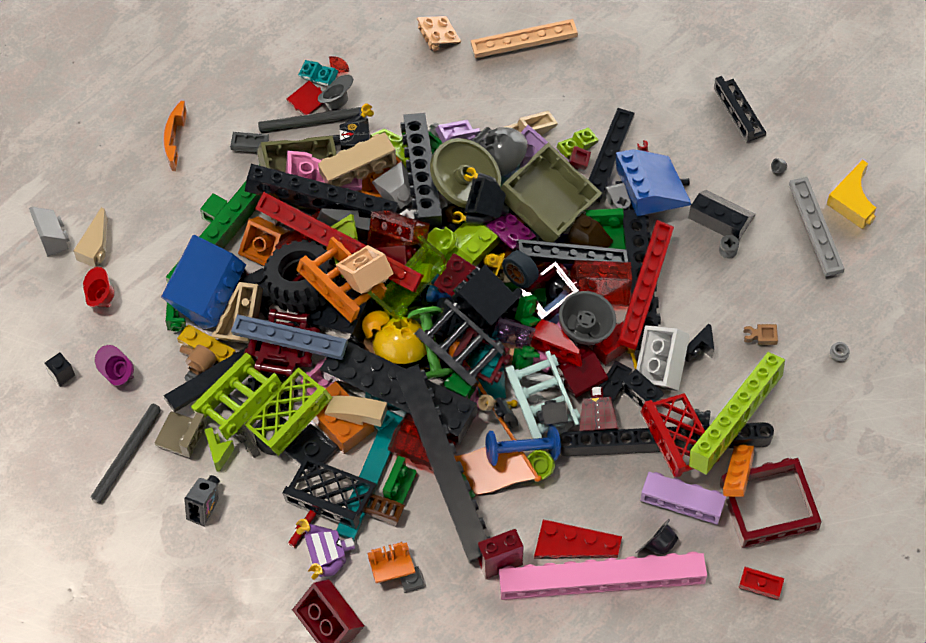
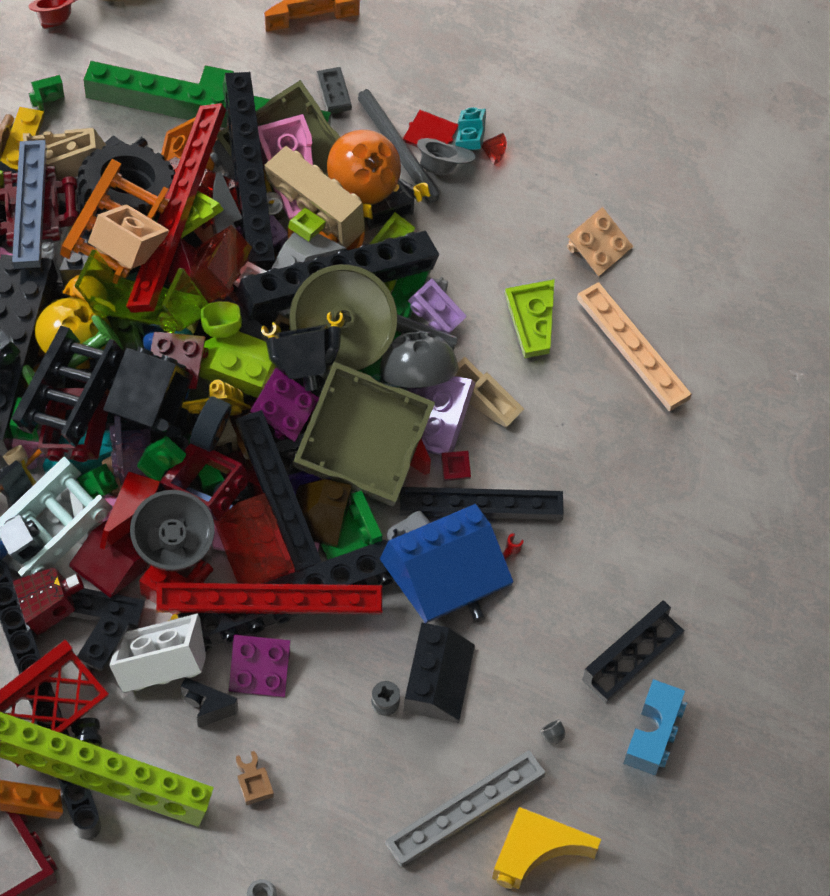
camera: 65 degrees right, 0 degrees up
(203, 282) = (96, 96): blue slope -> none
(339, 129) = (351, 167): none -> orange piece
(379, 174) = (306, 224): none -> lime plate
(478, 85) = (532, 316): none -> lime wing
(583, 139) = (490, 464): lime slope -> none
(683, 309) = (259, 665): none -> magenta hinge
(784, 103) = (648, 748): none -> dark azure arch

